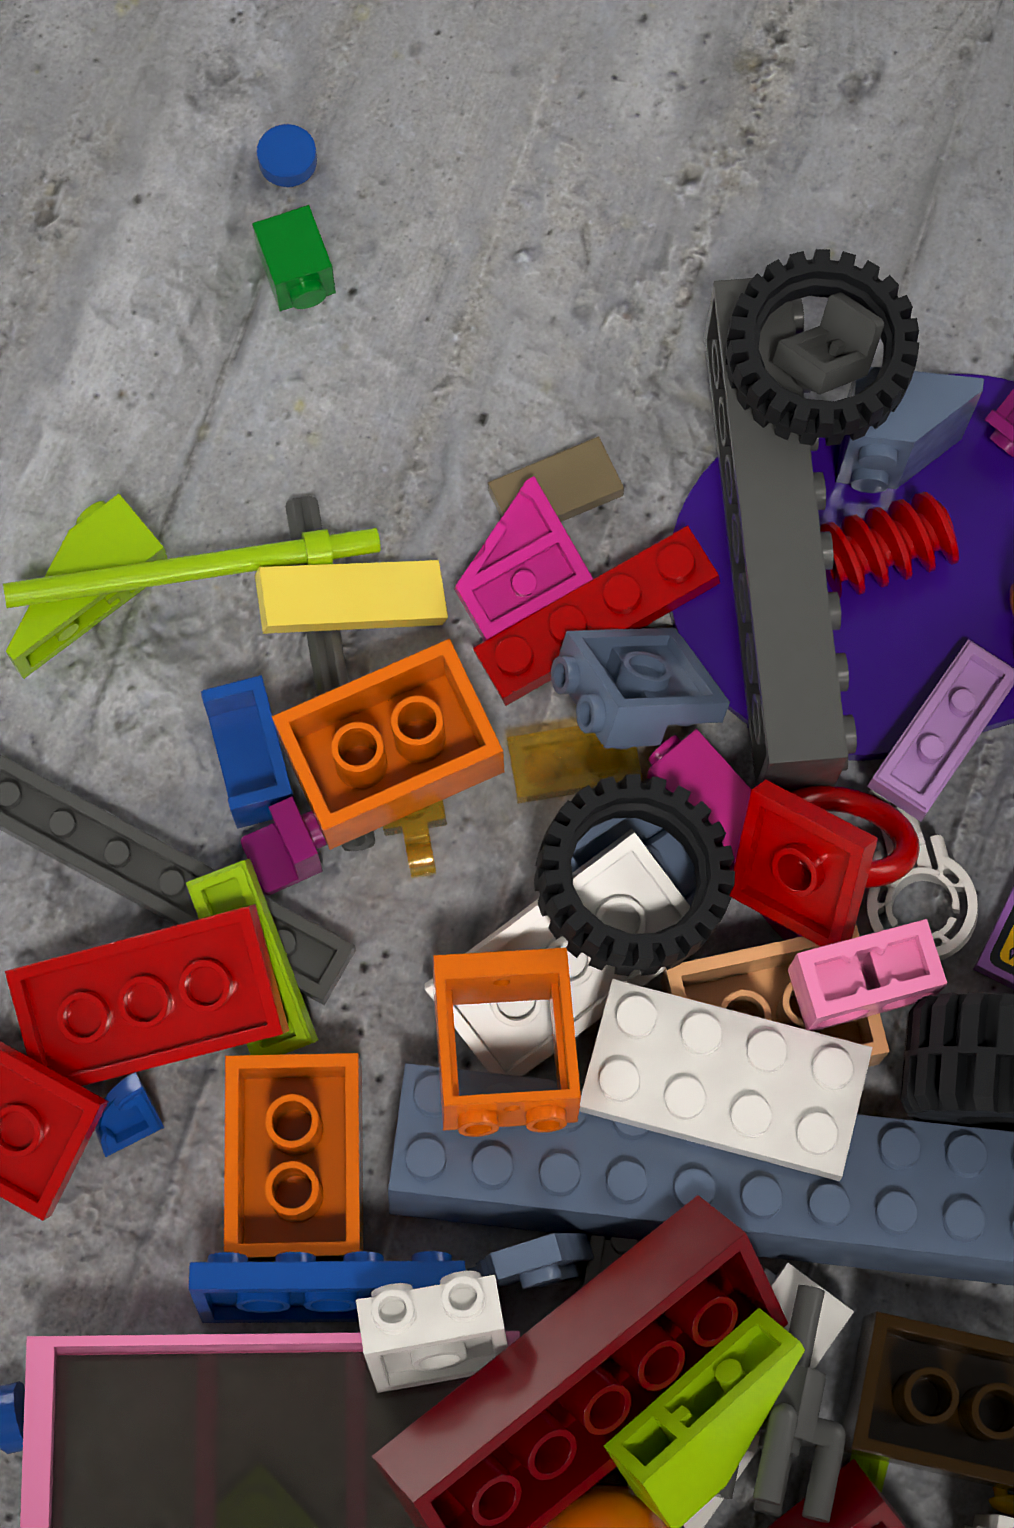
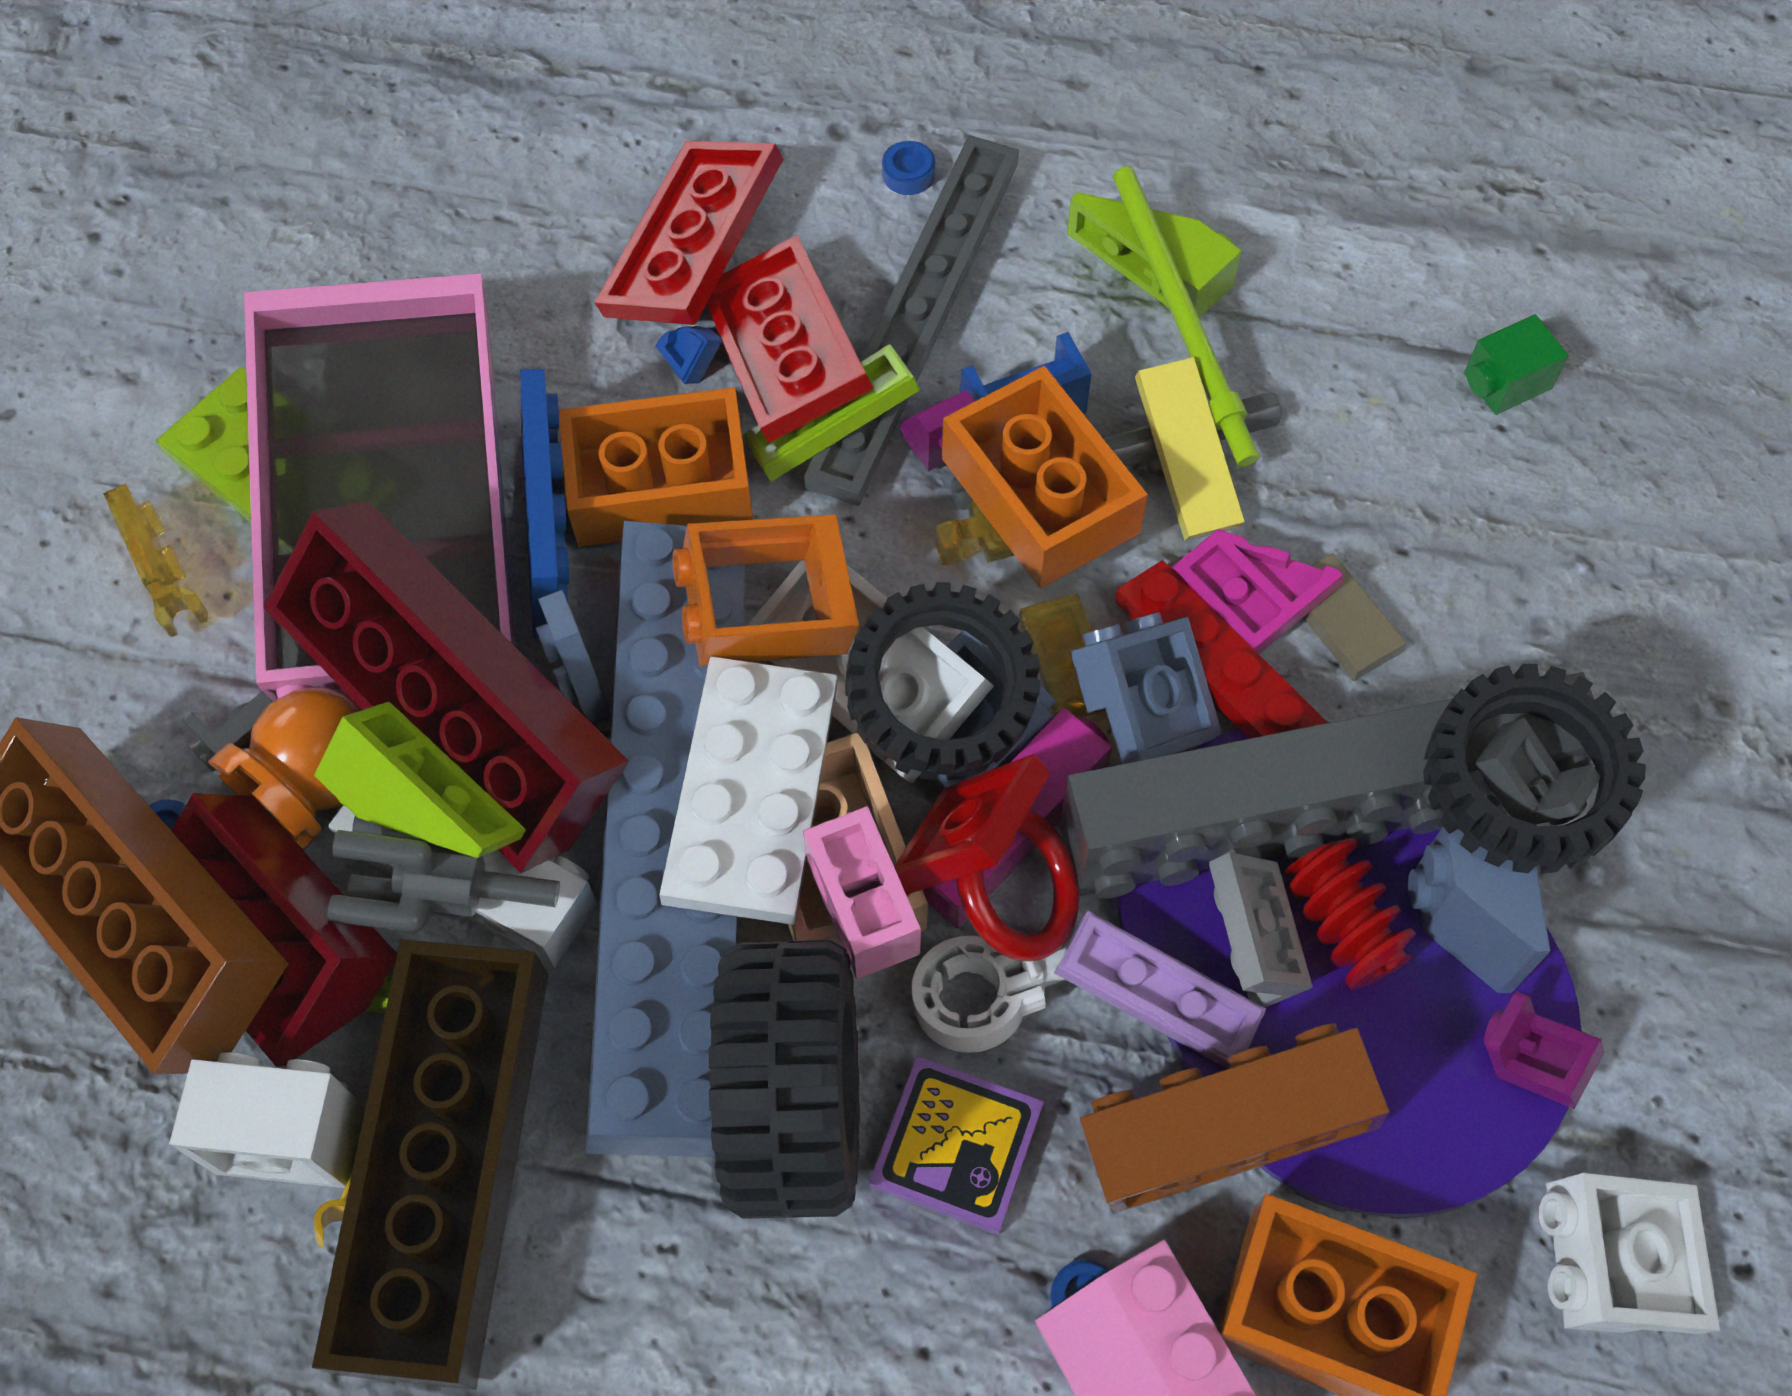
camera: 85 degrees right, 10 degrees down
(287, 155) = (1621, 352): blue tile -> none
(431, 1330) = (488, 545): white plate -> none
(905, 626) = (1259, 928): none -> light grey bracket

